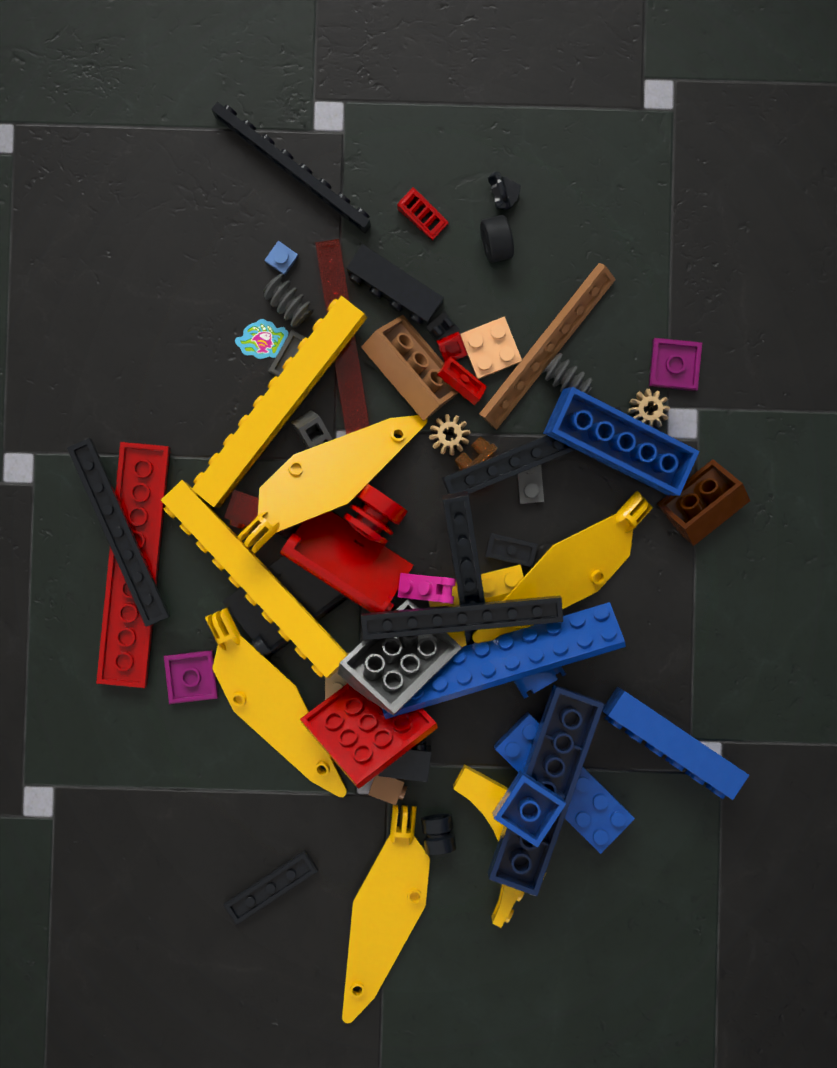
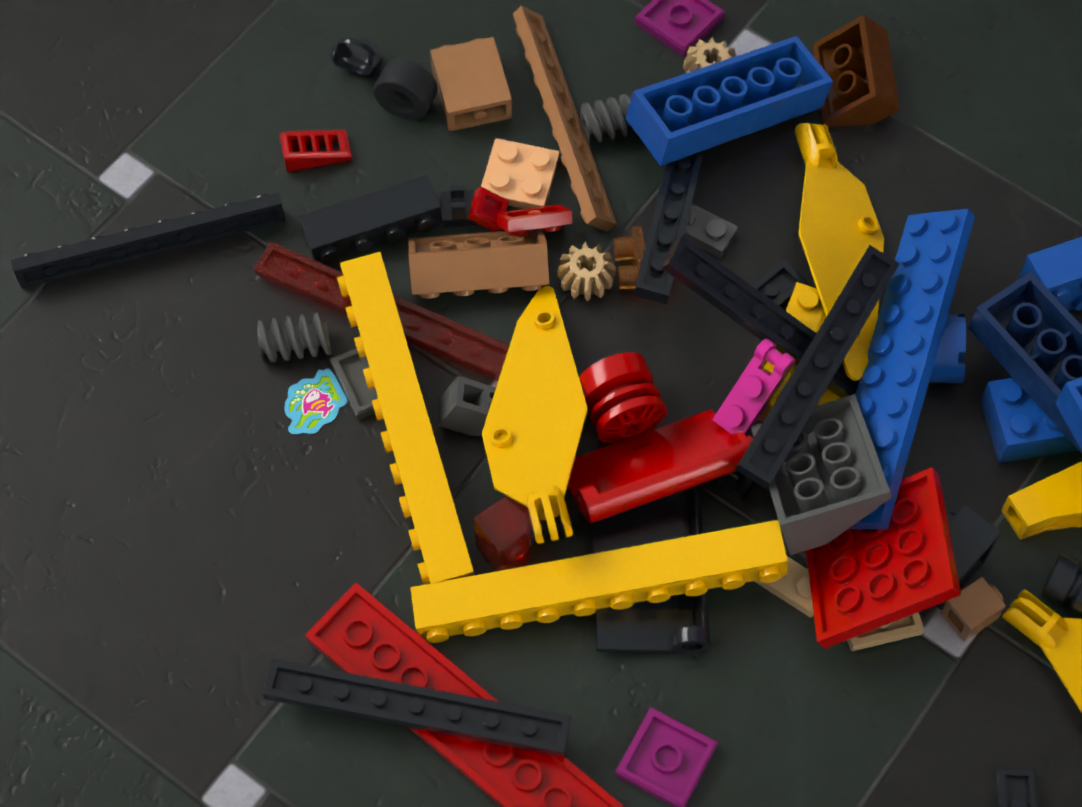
camera: 55 degrees left, 25 degrees down
(269, 703) = (773, 678): yellow wing -> none
(281, 258) = (239, 319): medium blue plate -> none
(532, 273) = (471, 83): none -> medium nougat brick

